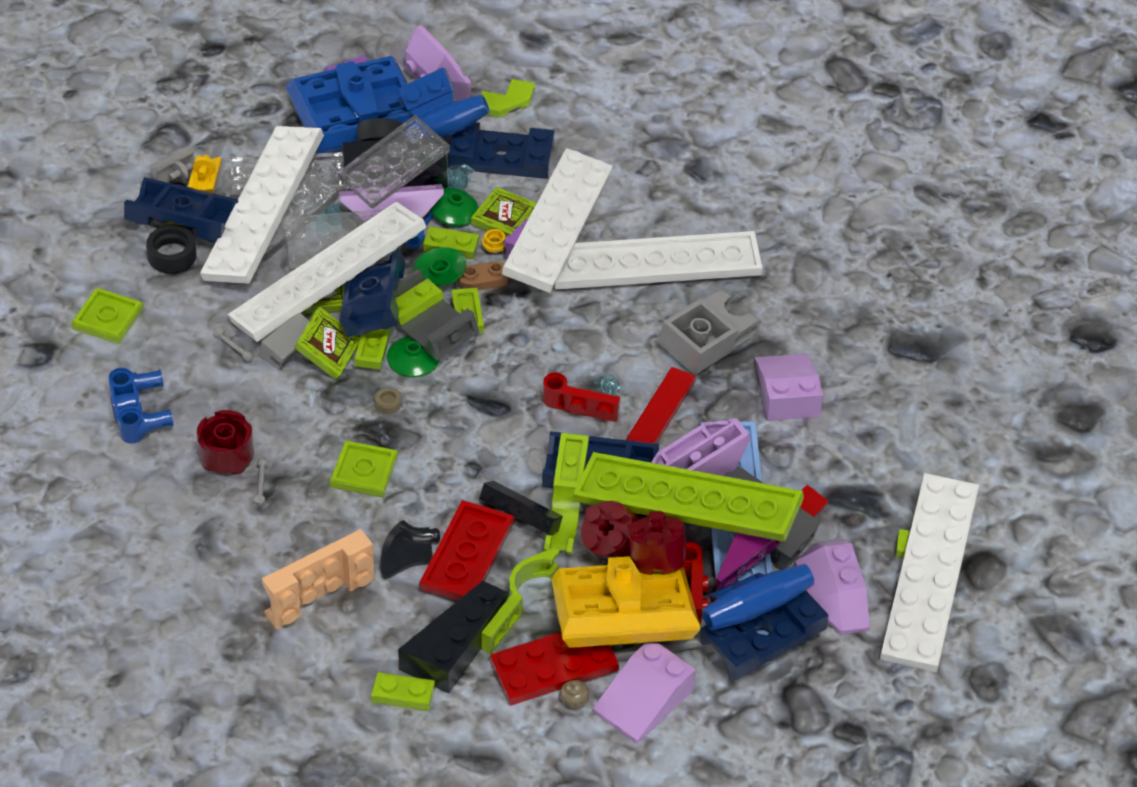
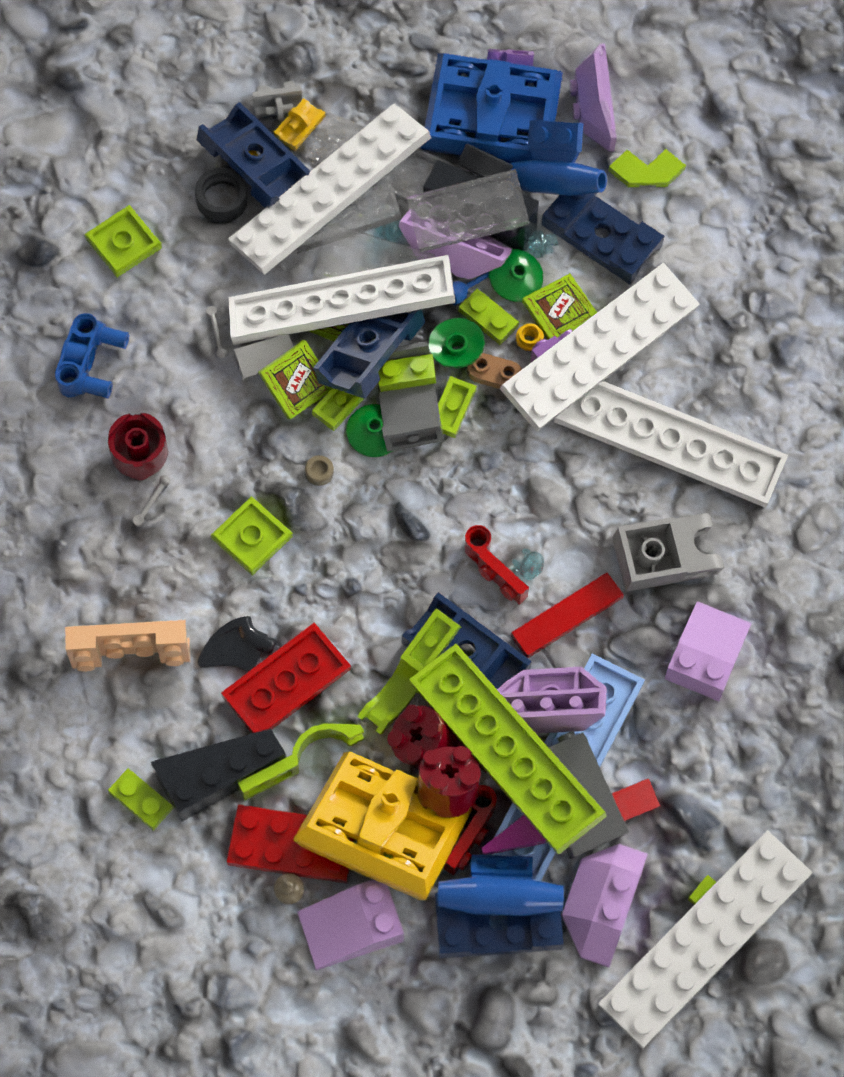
camera: 30 degrees right, 20 degrees up
(521, 507) = (363, 659): black piece -> none

